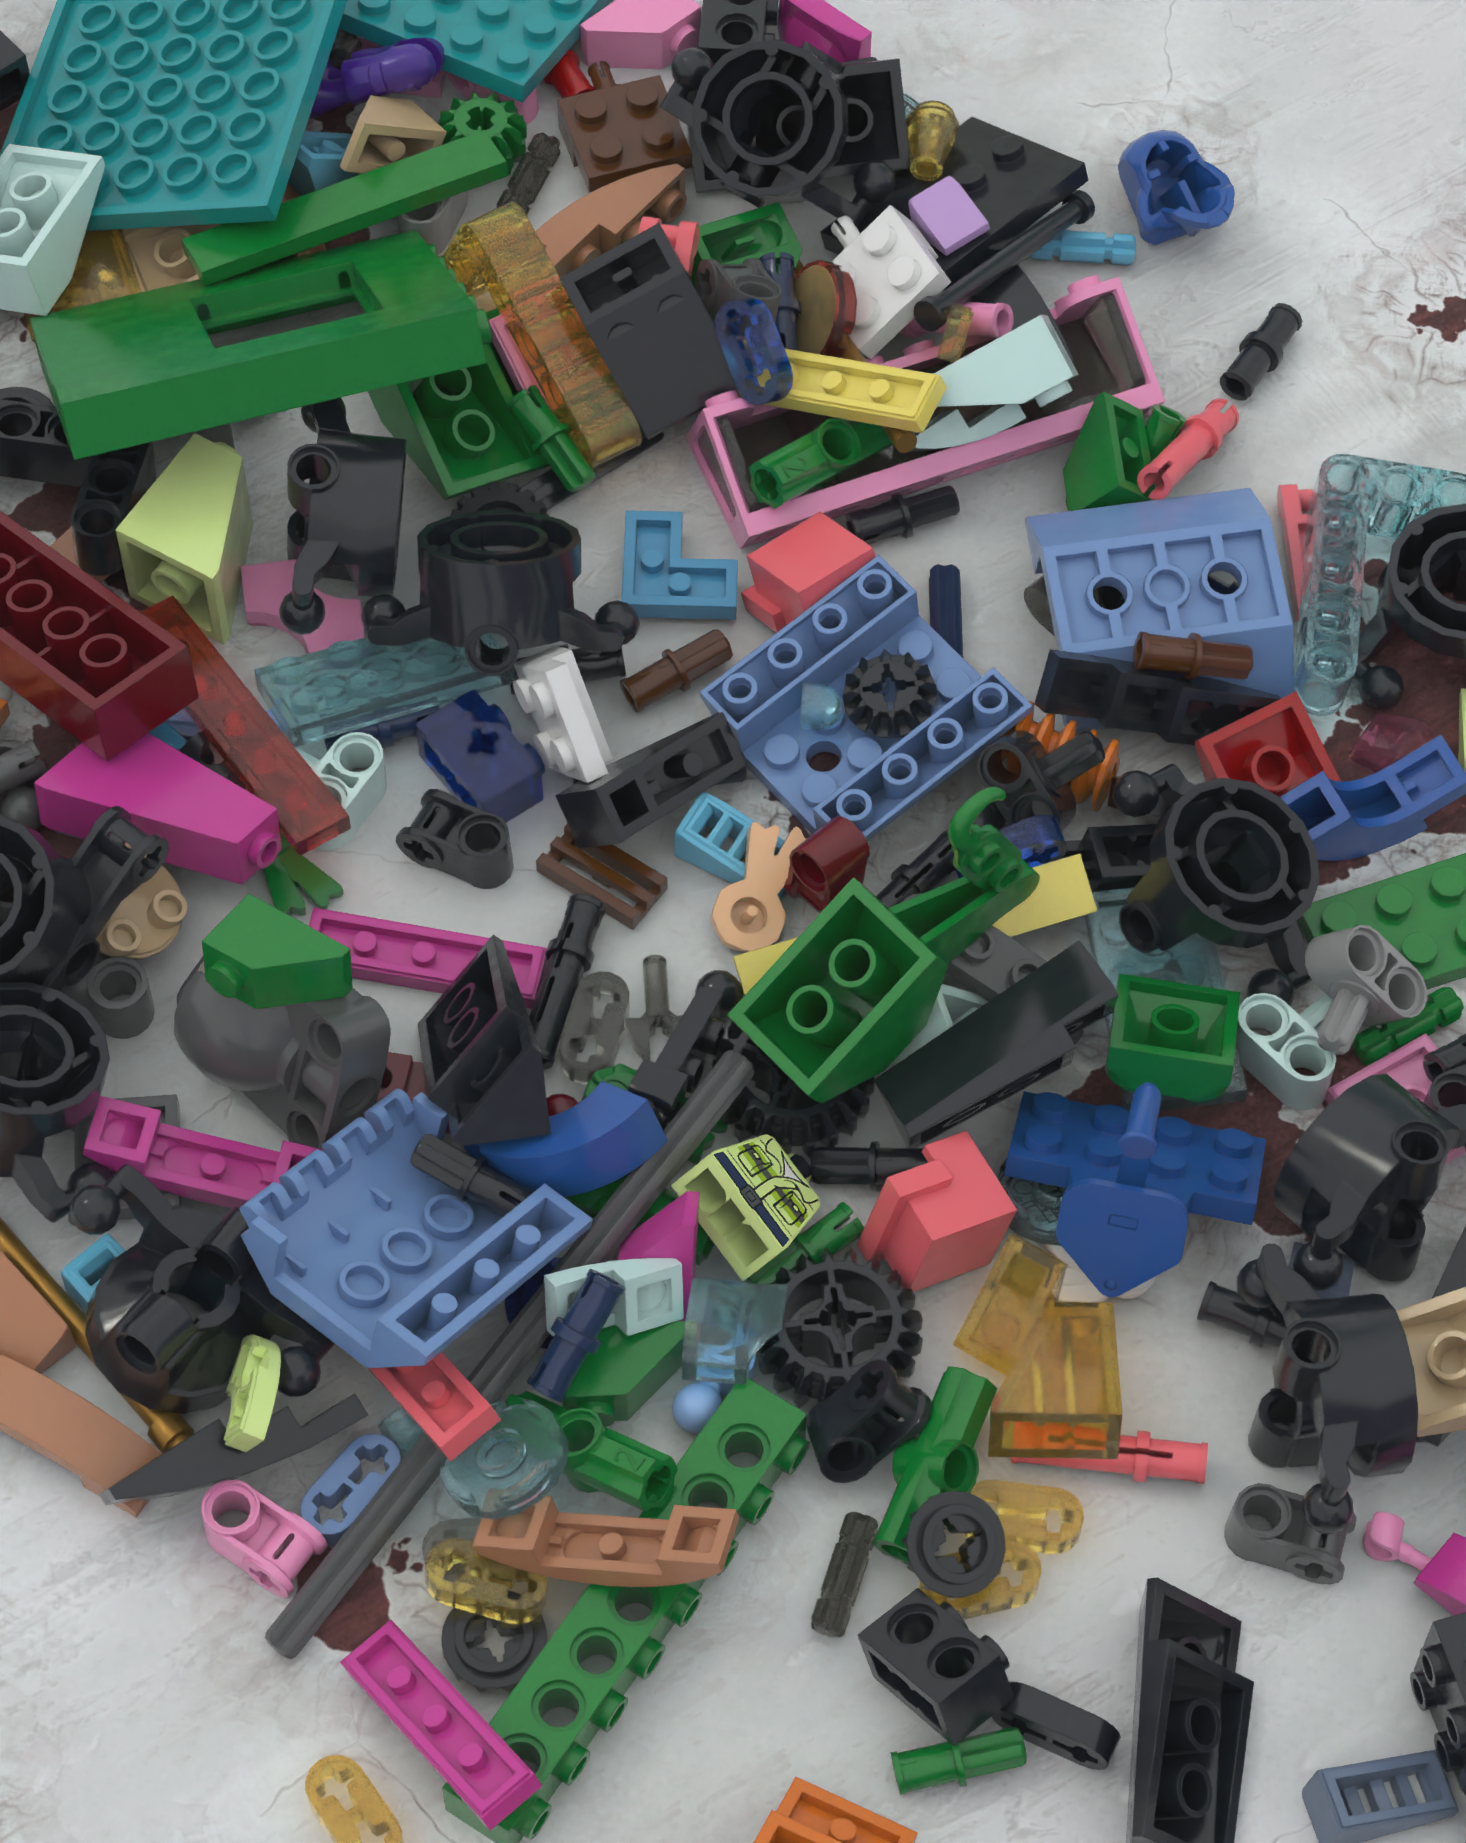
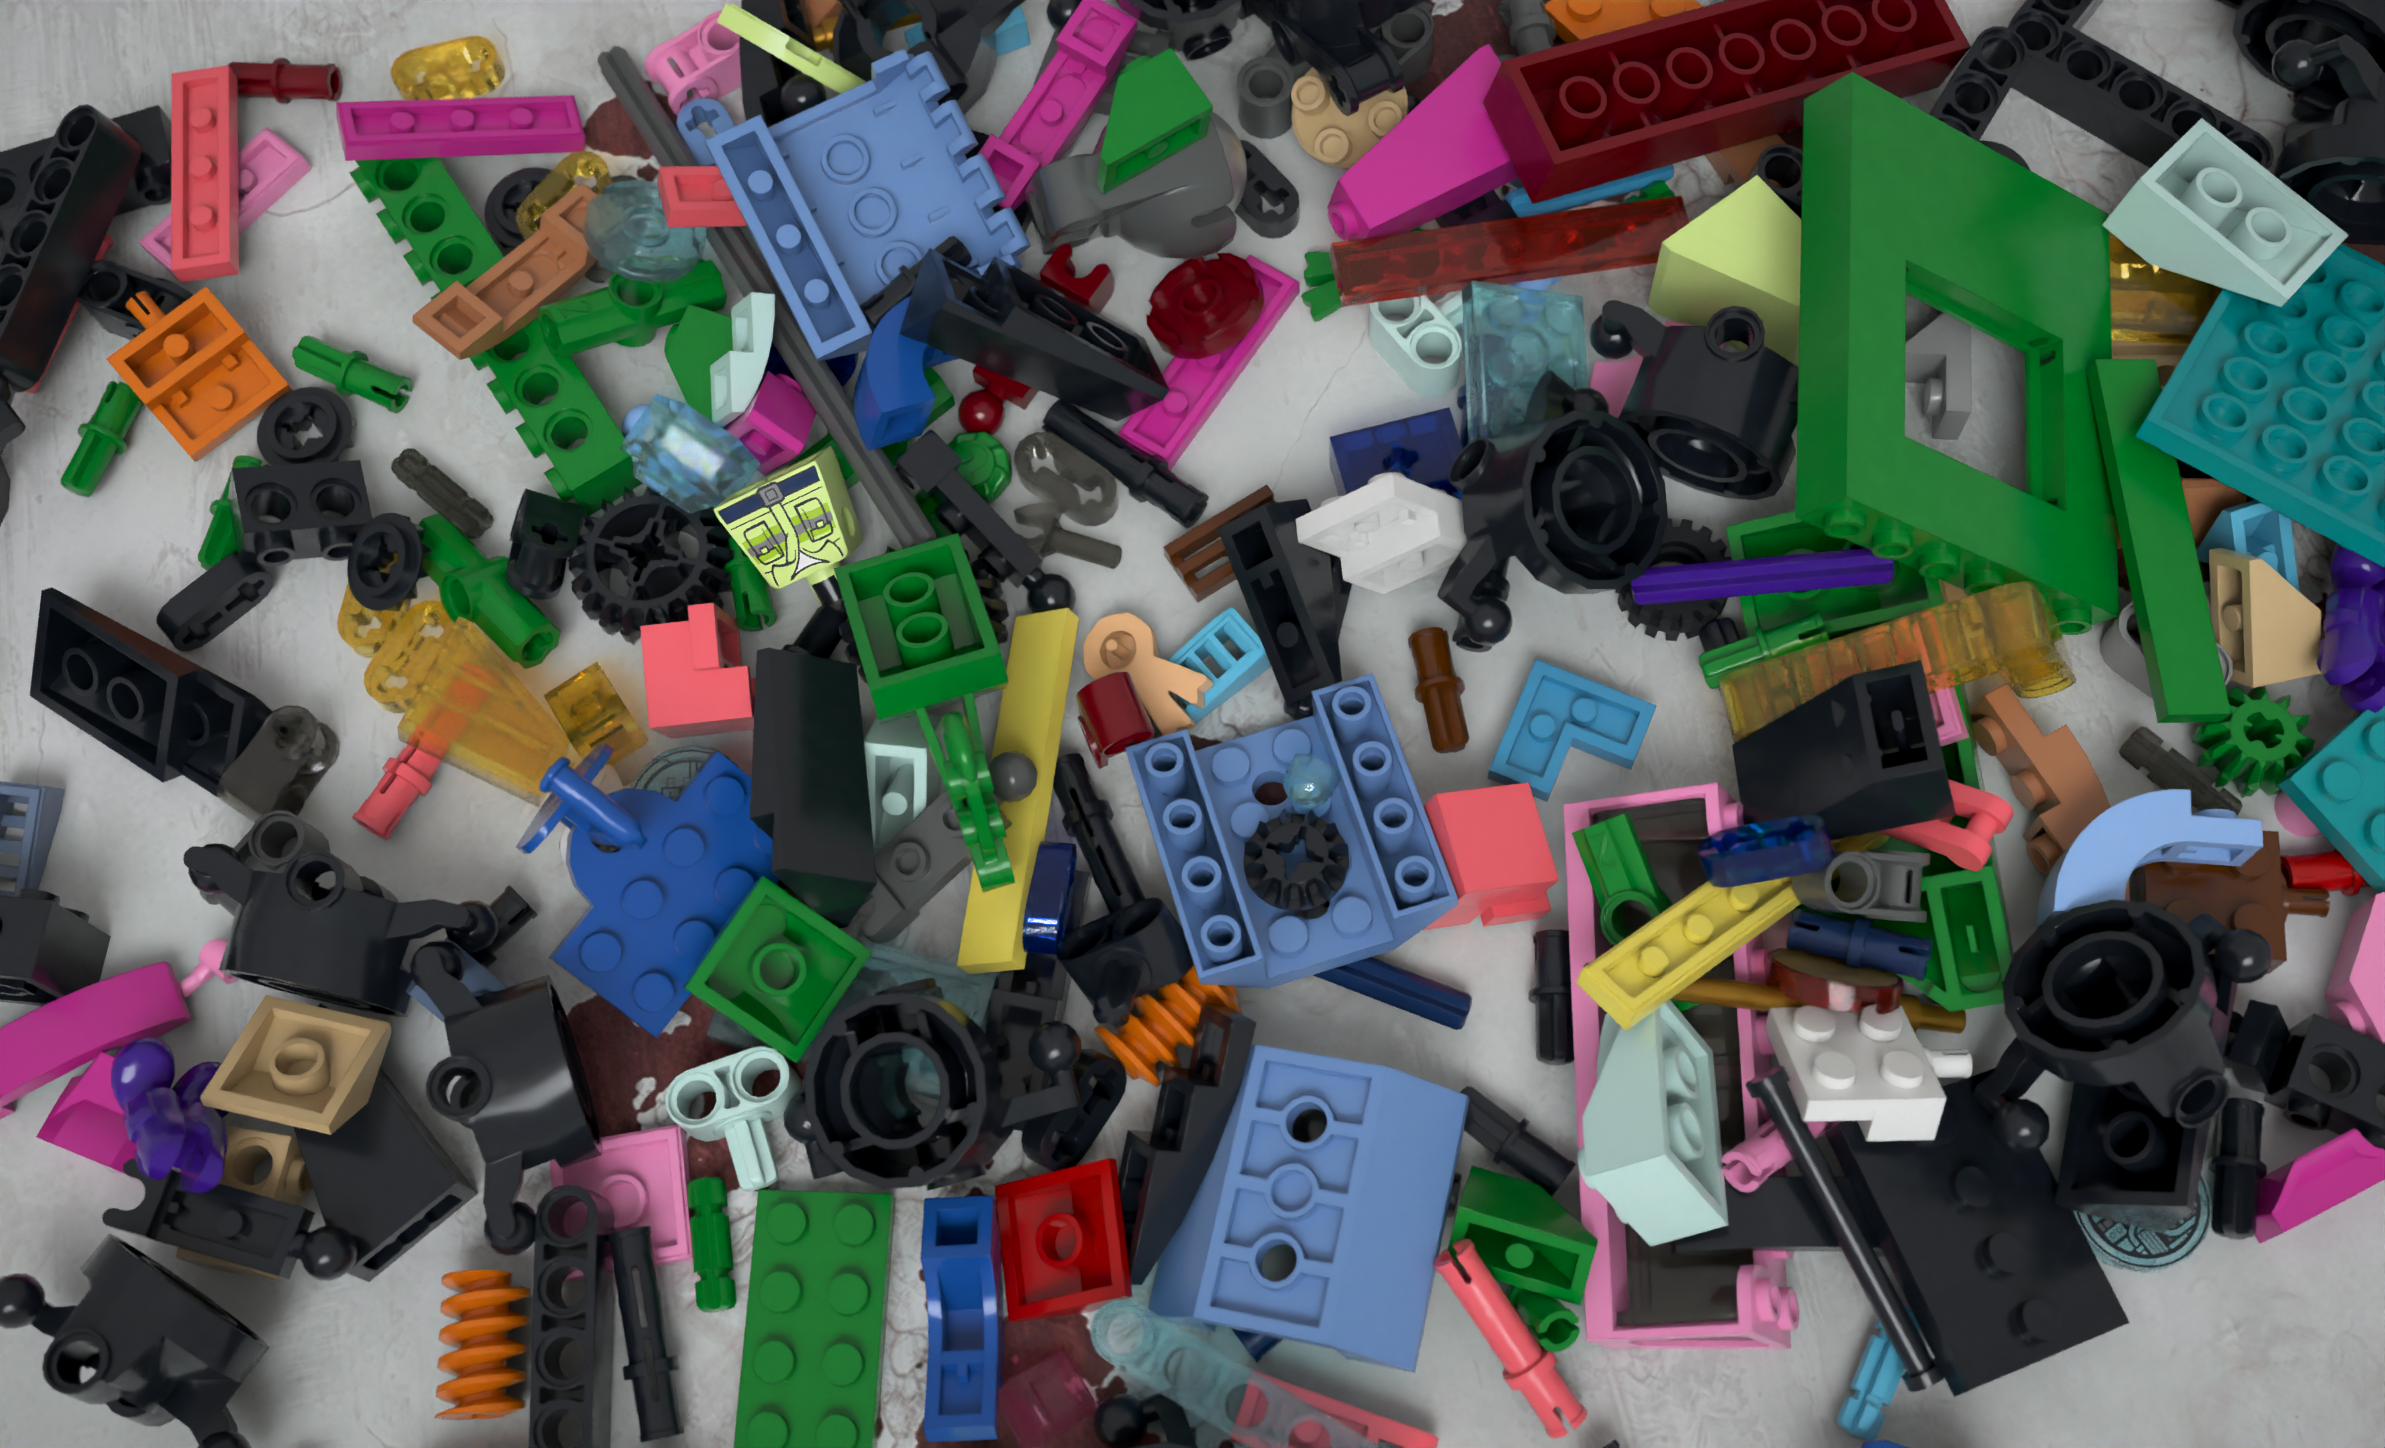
camera: 120 degrees right, 10 degrees up
(388, 958) = (1205, 306): none -> dark red tile
(451, 833) = (1315, 413): black piece -> none
(494, 440) = (1761, 576): none -> dark purple axle
(576, 1335) = (714, 310): dark blue pin -> none
(632, 171) = (2138, 833): none -> light blue arch
(754, 1722) = (352, 373): none -> green axle
(857, 1720) = (298, 412): none -> black gear
(930, 138) = (2084, 1234): clear yellow cone -> none
(947, 216) = (1927, 1179): lavender slope -> none
(955, 333) = (1732, 1106): clear yellow tile -> none
(1034, 499) = (1515, 1143): none -> black axle
(1192, 656) = (1195, 1183): reddish brown axle -> none
(1203, 1565) = (275, 770): none -> clear smoke piece
(1366, 982) = (738, 1183): light grey beam -> none

